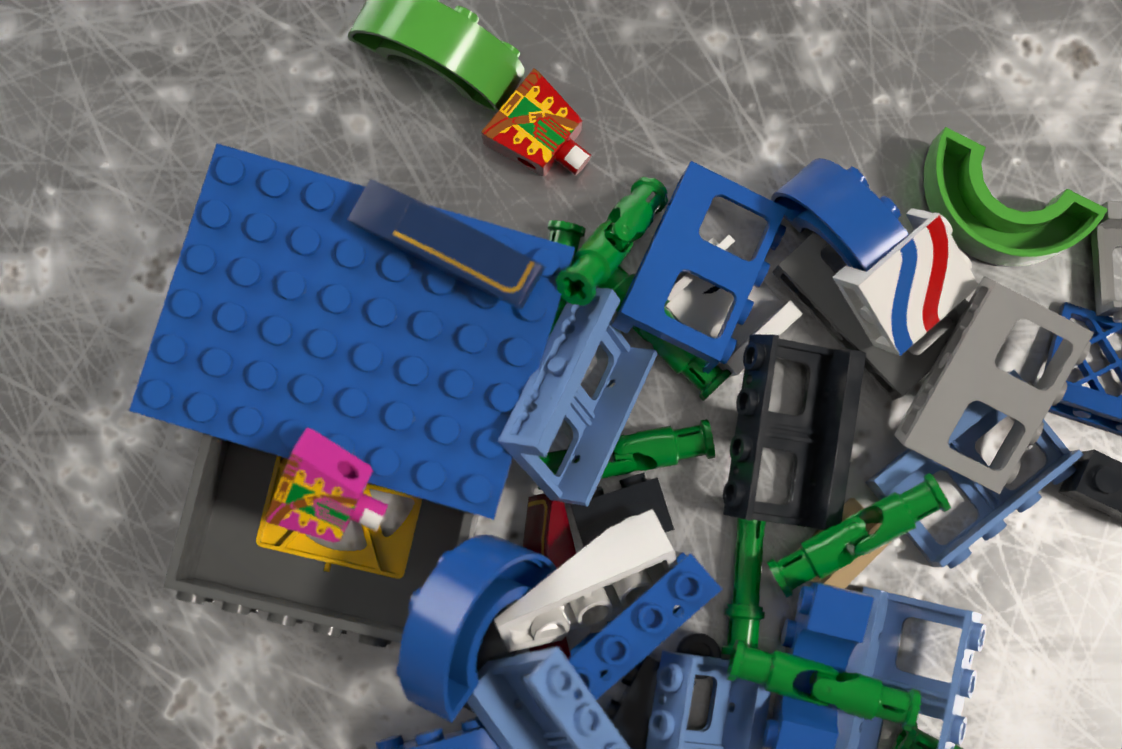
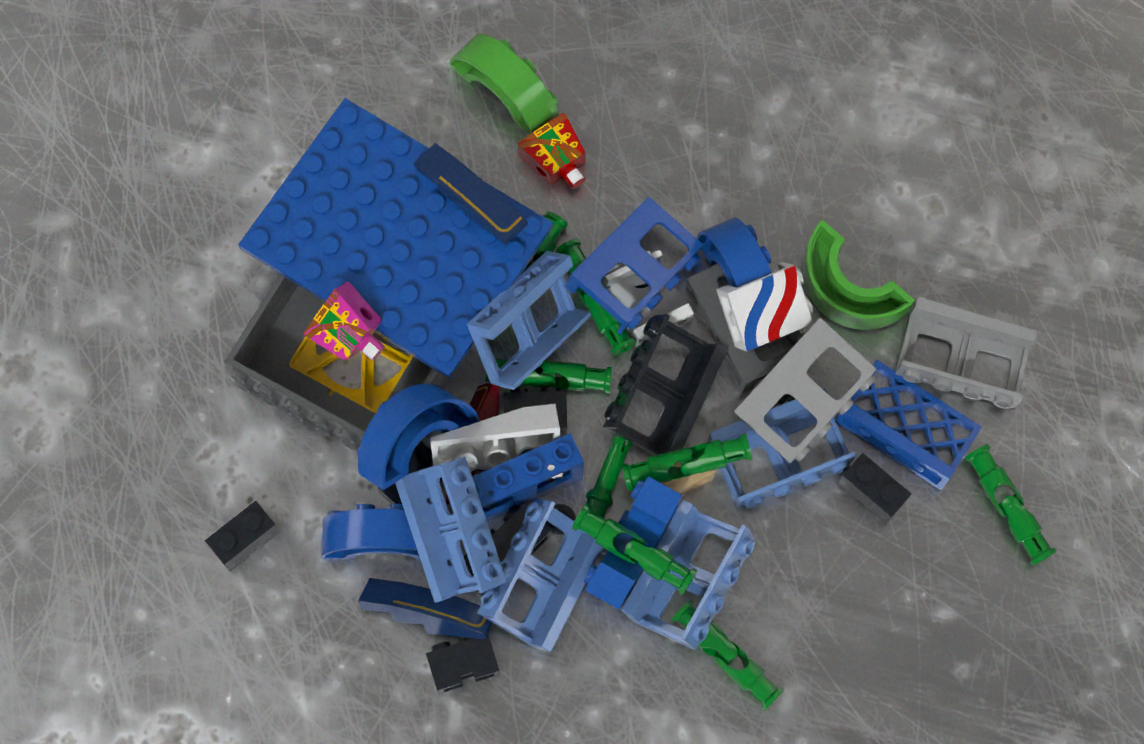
camera: 15 degrees right, 10 degrees down
(608, 243) = (579, 230): green piece -> none

